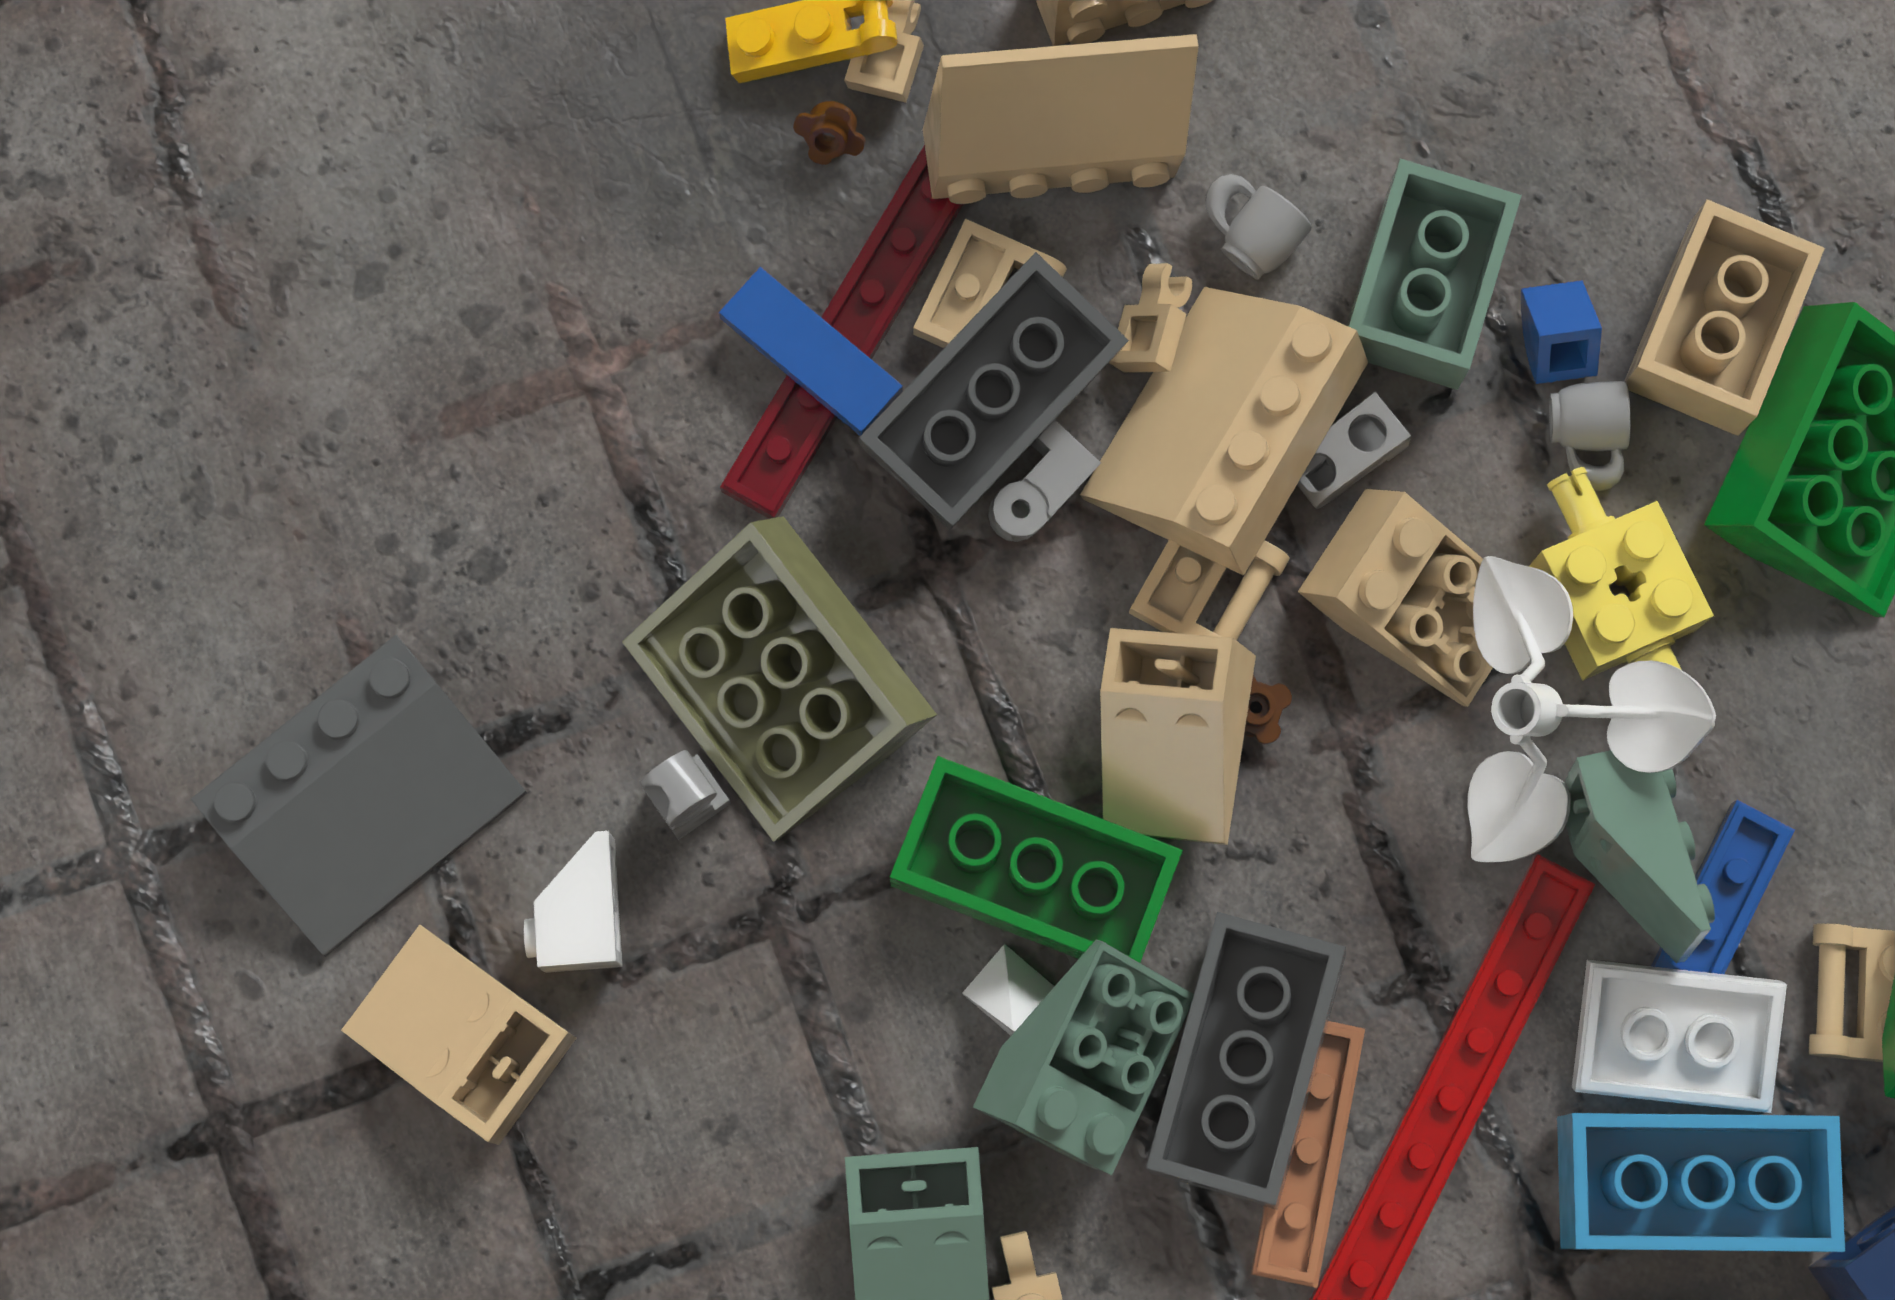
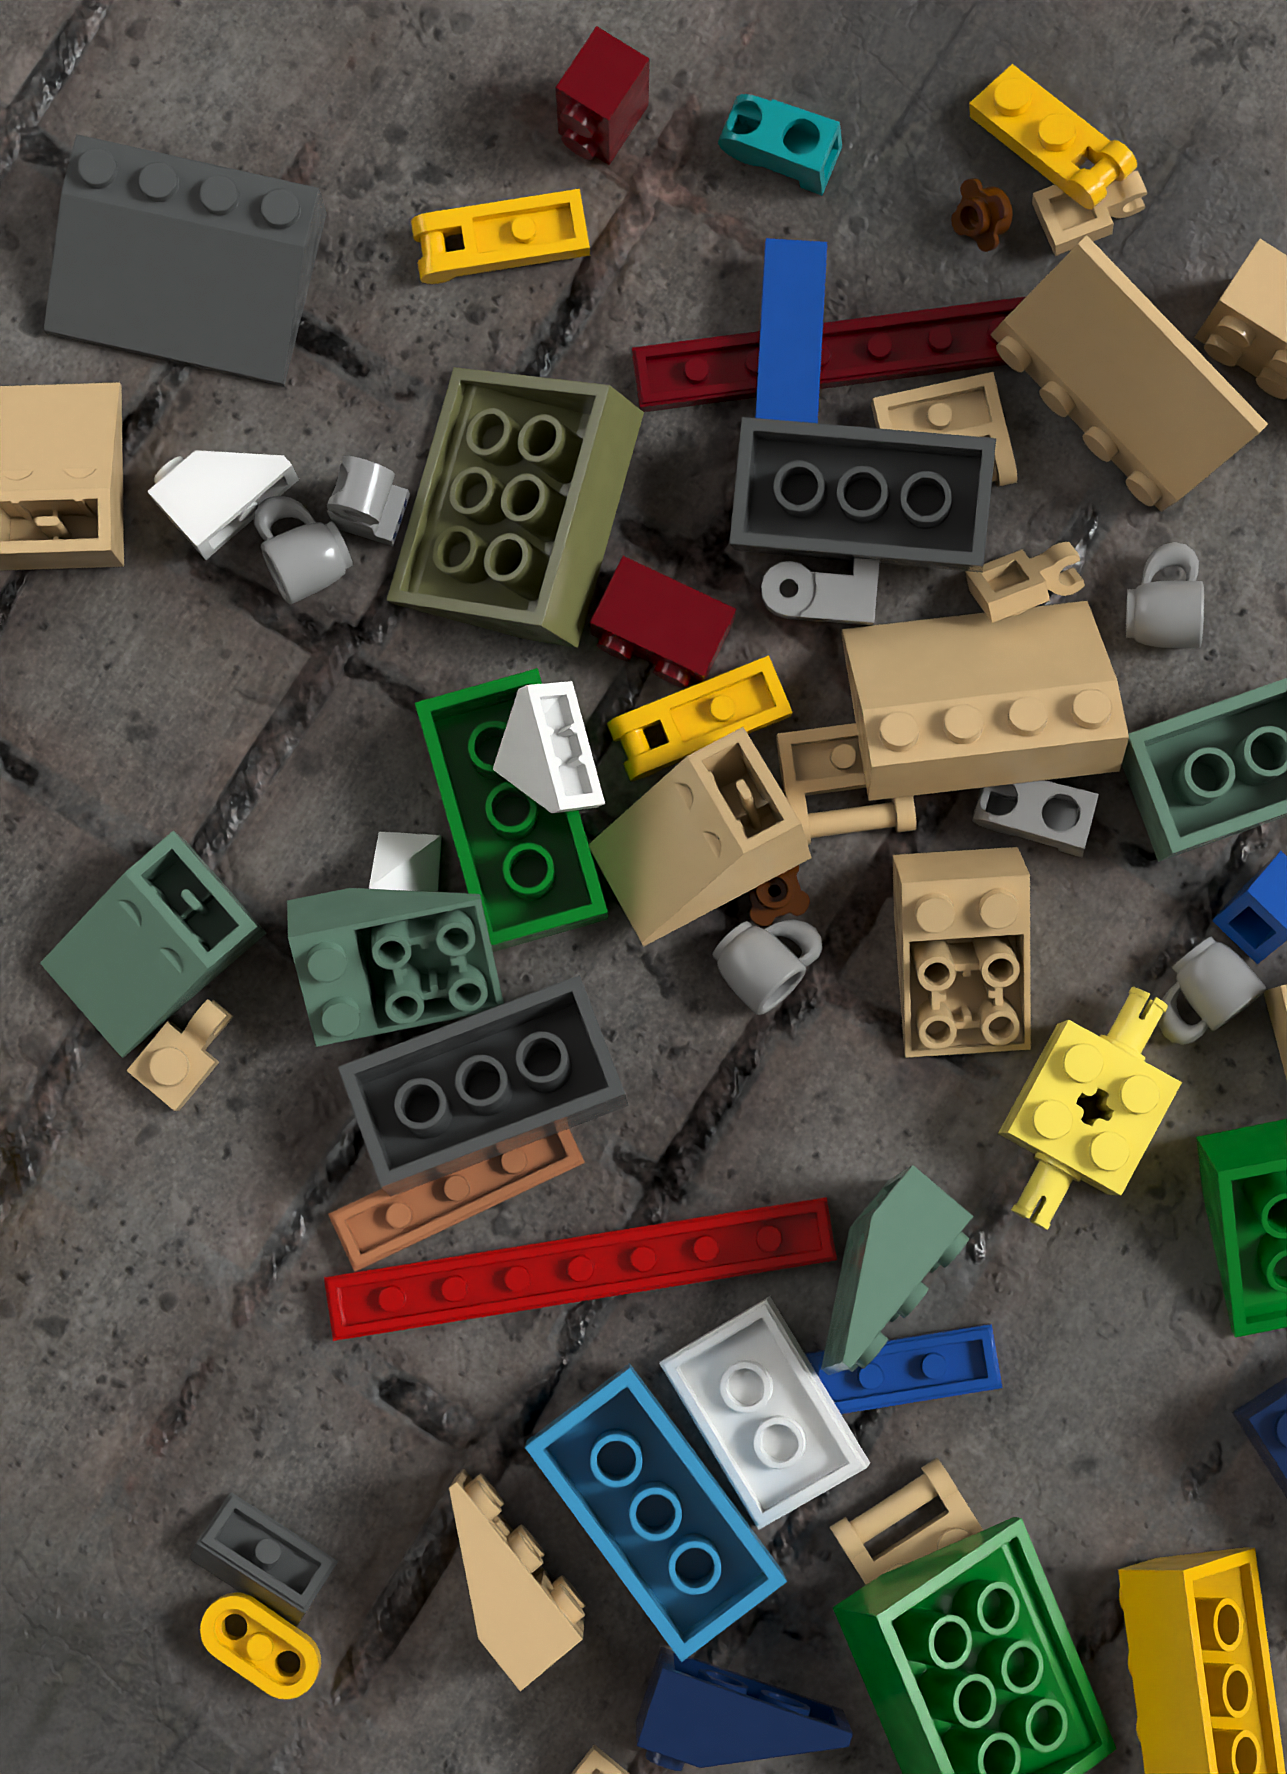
camera: 50 degrees right, 5 degrees up
(501, 352) = (602, 96): none -> dark red brick
(545, 519) = (501, 235): none -> yellow plate
(644, 241) = (782, 140): none -> teal leg
(688, 882) = (303, 557): none -> light grey piece
(969, 632) = (661, 623): none -> dark red brick
(1016, 797) = (549, 750): none -> white slope
(1069, 658) = (700, 716): none -> yellow plate
(1309, 763) = (761, 966): none -> light grey piece
(1654, 712) = (992, 1199): white plant -> none

